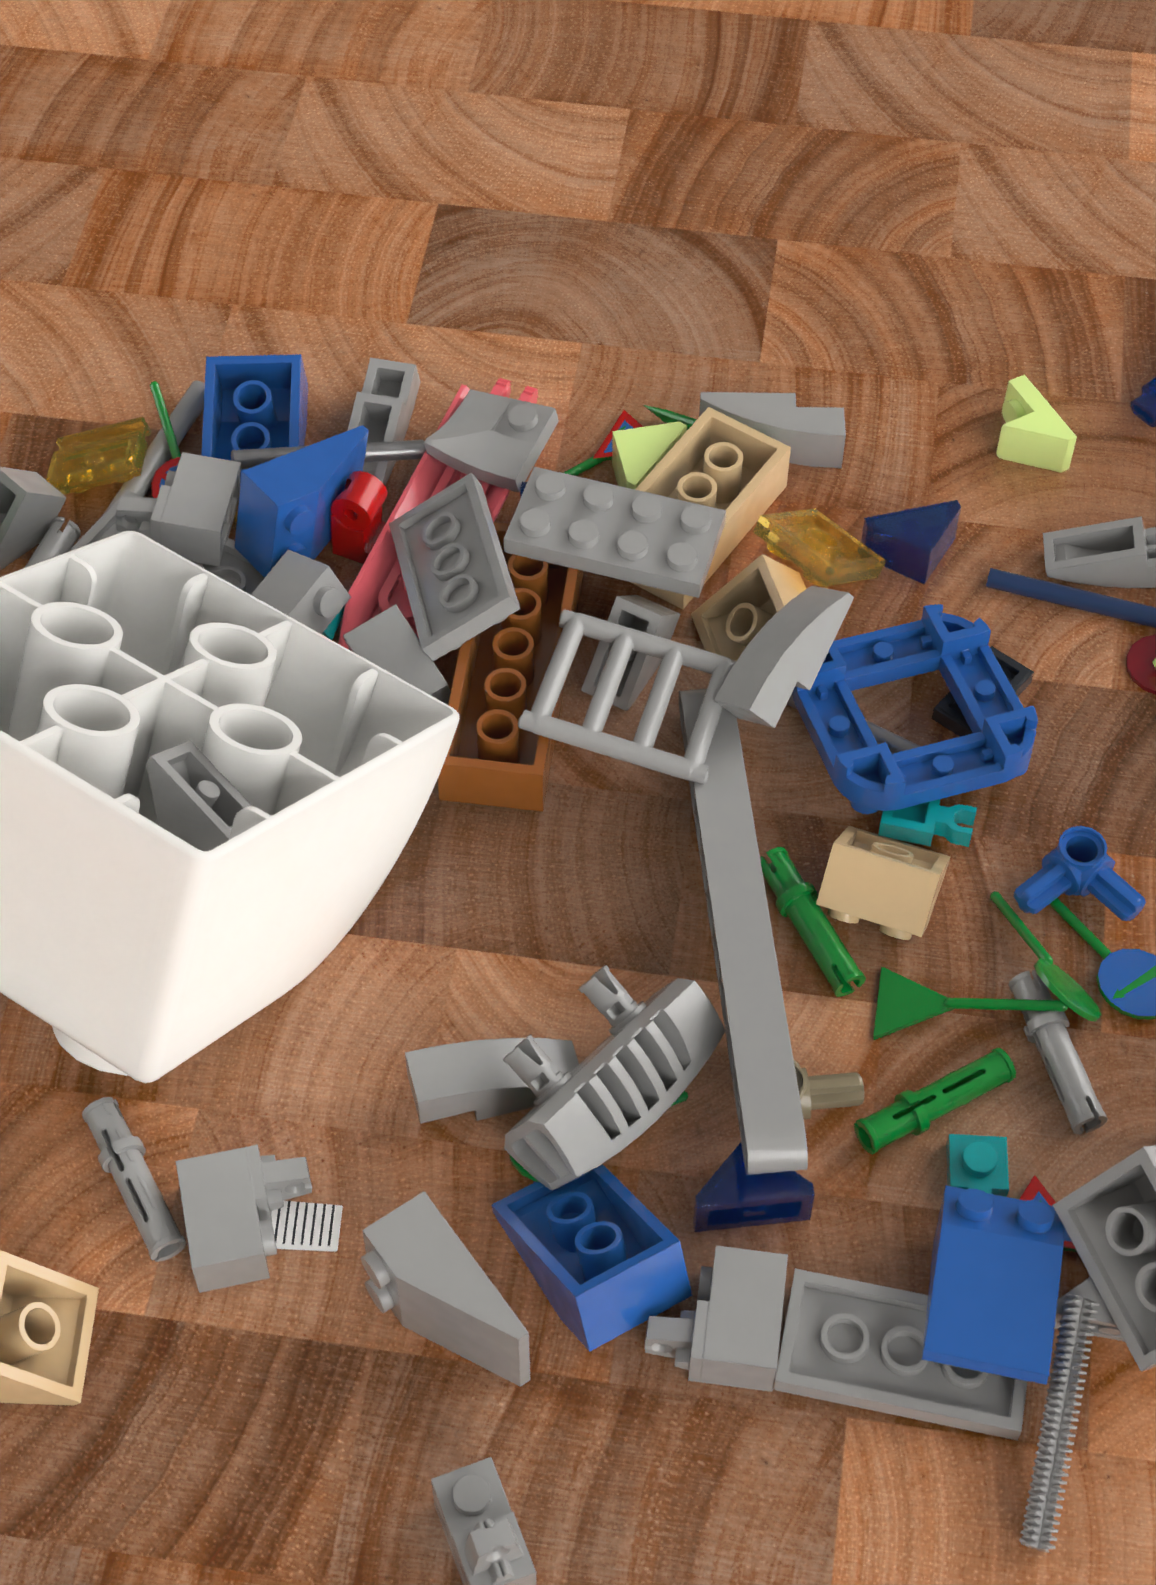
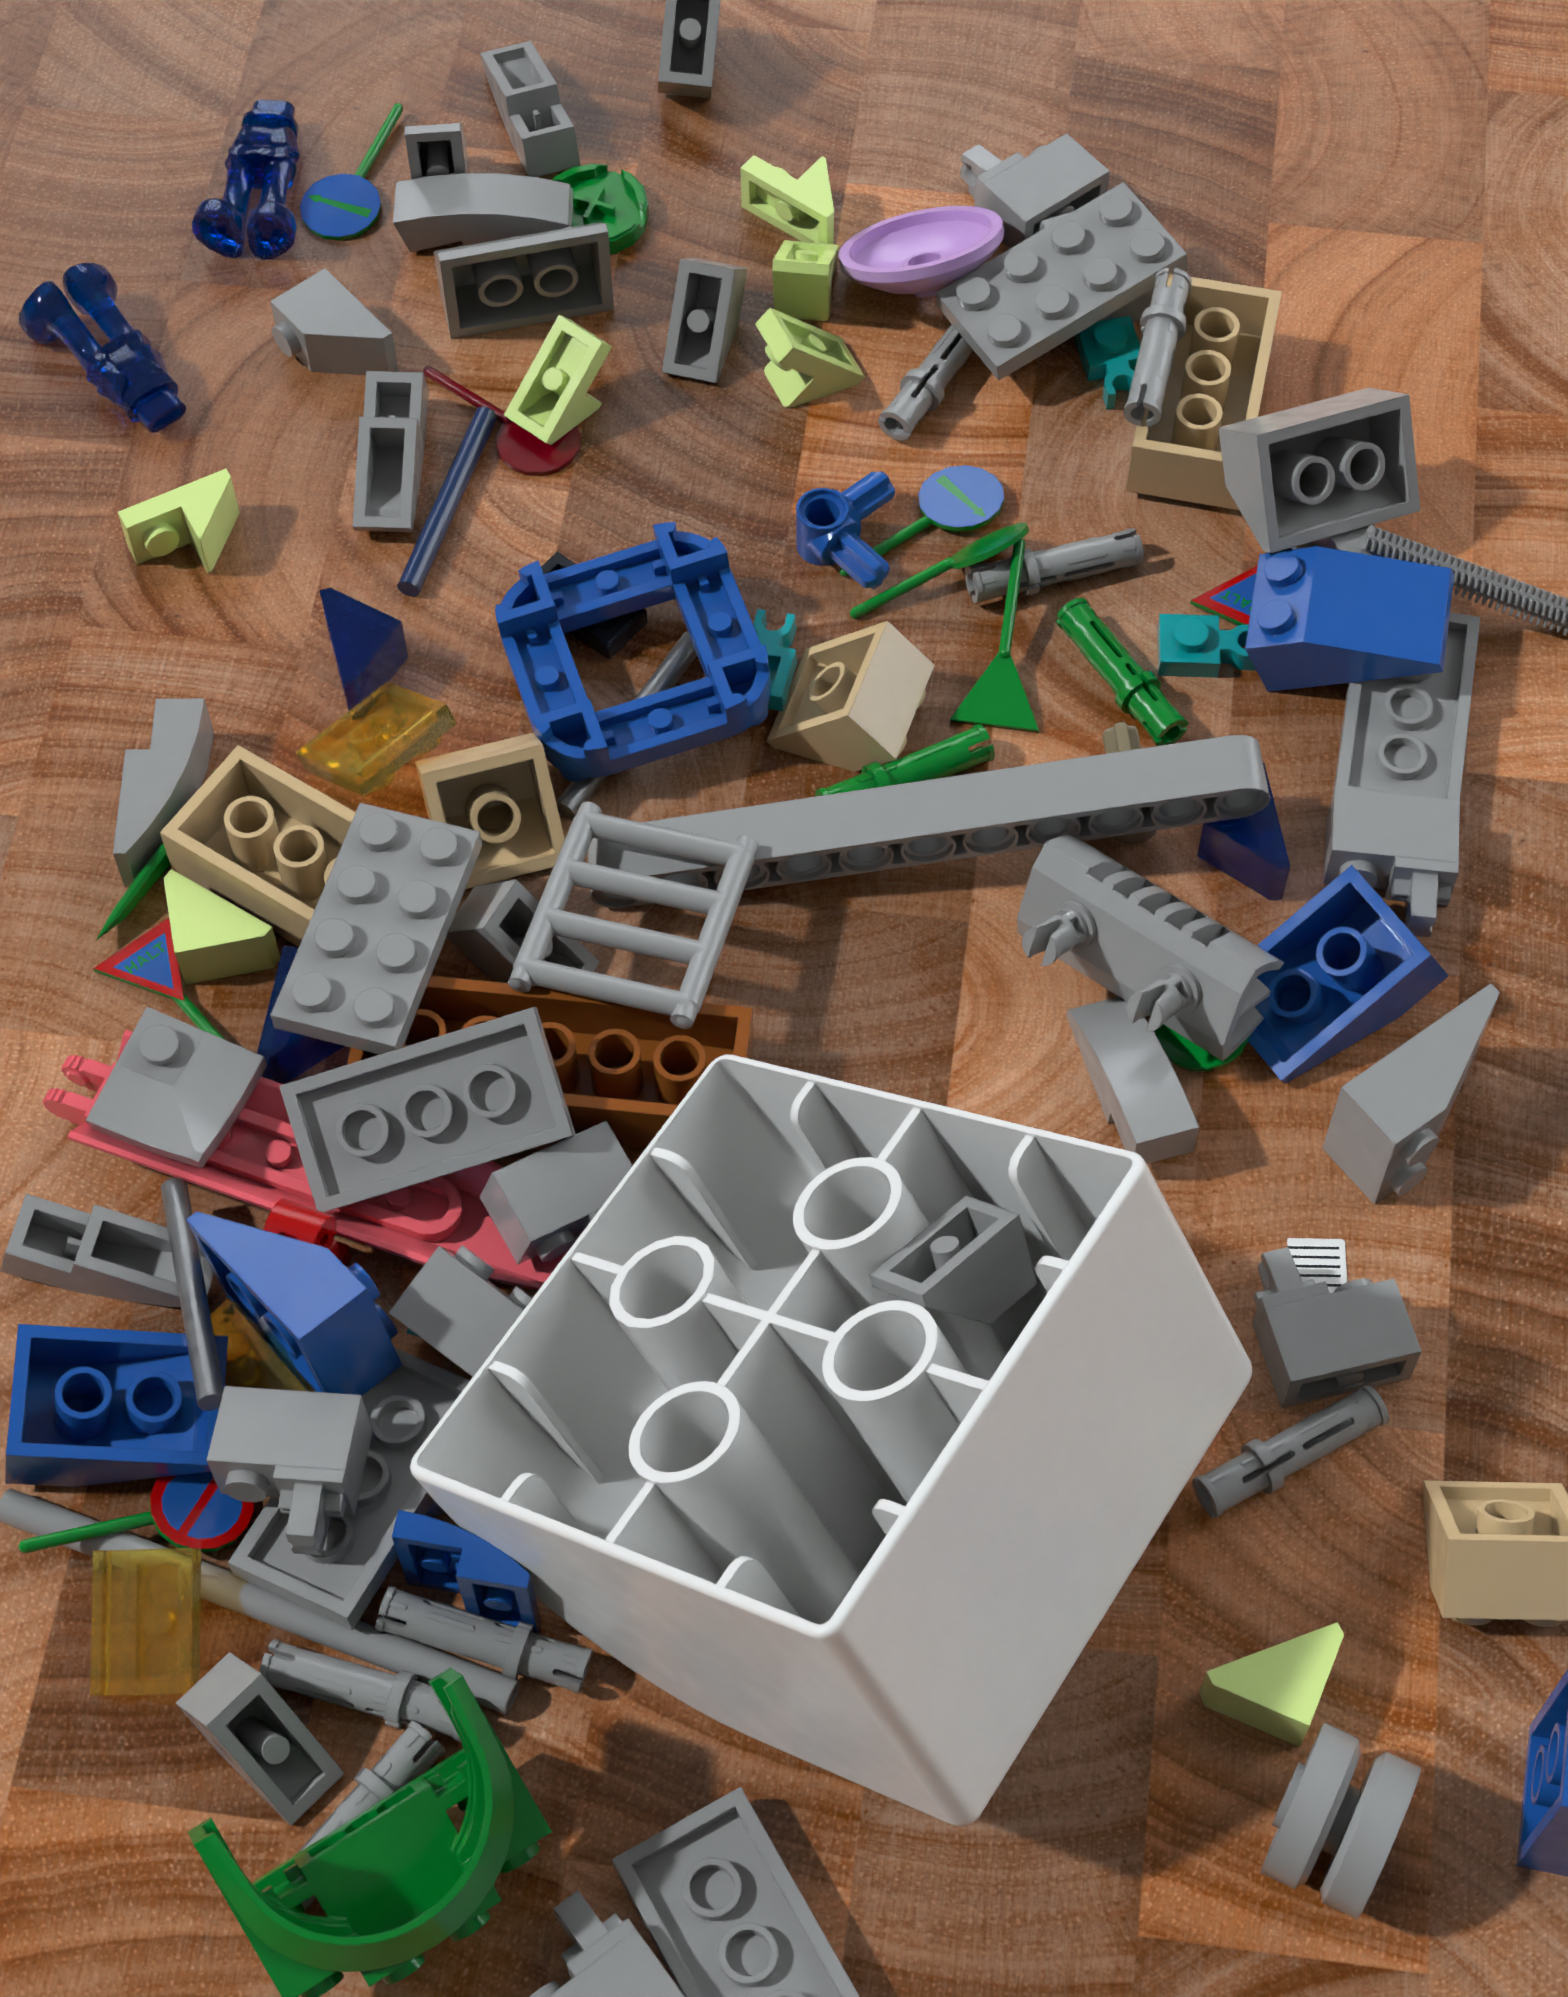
camera: 90 degrees left, 5 degrees up
(784, 656) = (590, 742): light grey slope -> none

